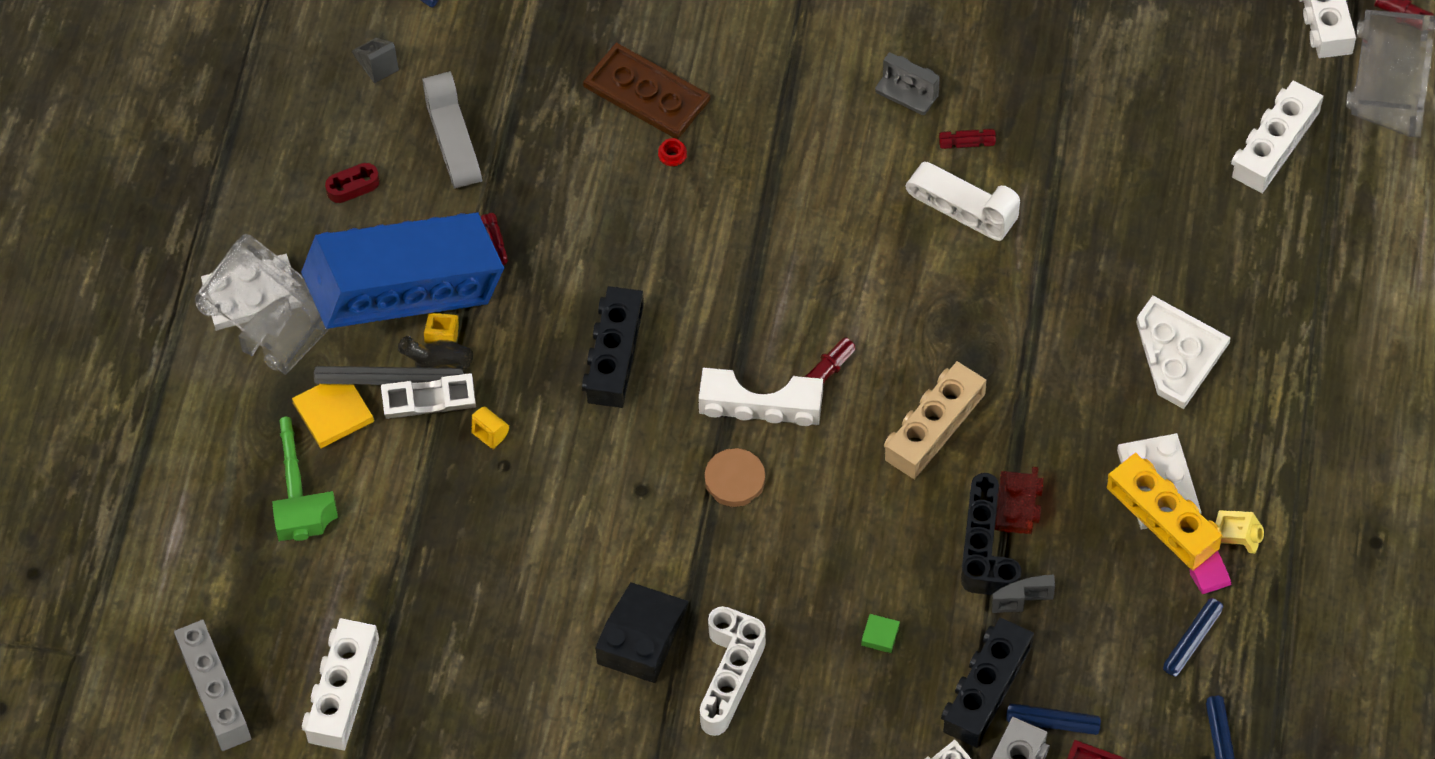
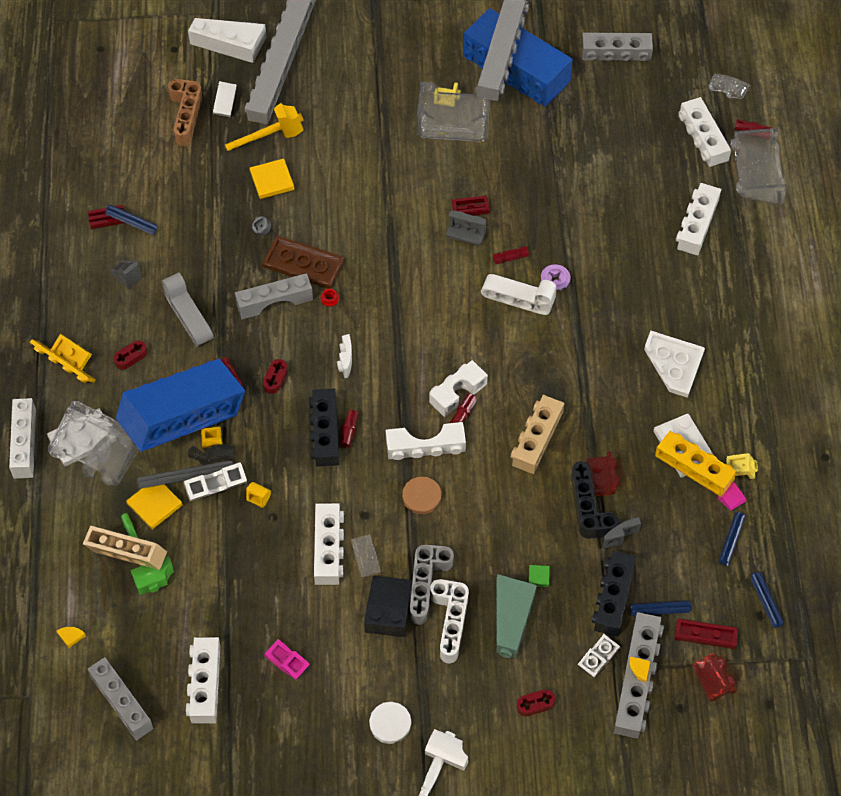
camera: 15 degrees left, 0 degrees up
(163, 276) = (22, 438): none -> white brick
(164, 579) = (71, 635): none -> yellow tile
(260, 164) = (68, 354): none -> yellow bracket
(271, 466) = (125, 547): none -> tan brick
(469, 679) = (286, 660): none -> dark pink slope
(558, 133) = (254, 300): none -> light grey arch
(564, 259) = (279, 377): none -> dark red beam
(579, 478) = (328, 573): none -> white brick
(597, 24) = (261, 226): none -> dark grey tile
(626, 550) = (365, 555): none -> clear slope
(649, 356) = (348, 428): none -> dark red axle
(673, 247) = (345, 356): none -> white slope
(699, 609) = (423, 584): none -> light grey beam
(824, 680) = (513, 608): none -> sand green slope
(849, 313) = (468, 377): none -> white arch
(925, 56) = (471, 208): none -> dark red tile
(1029, 176) = (556, 270): none -> lavender gear

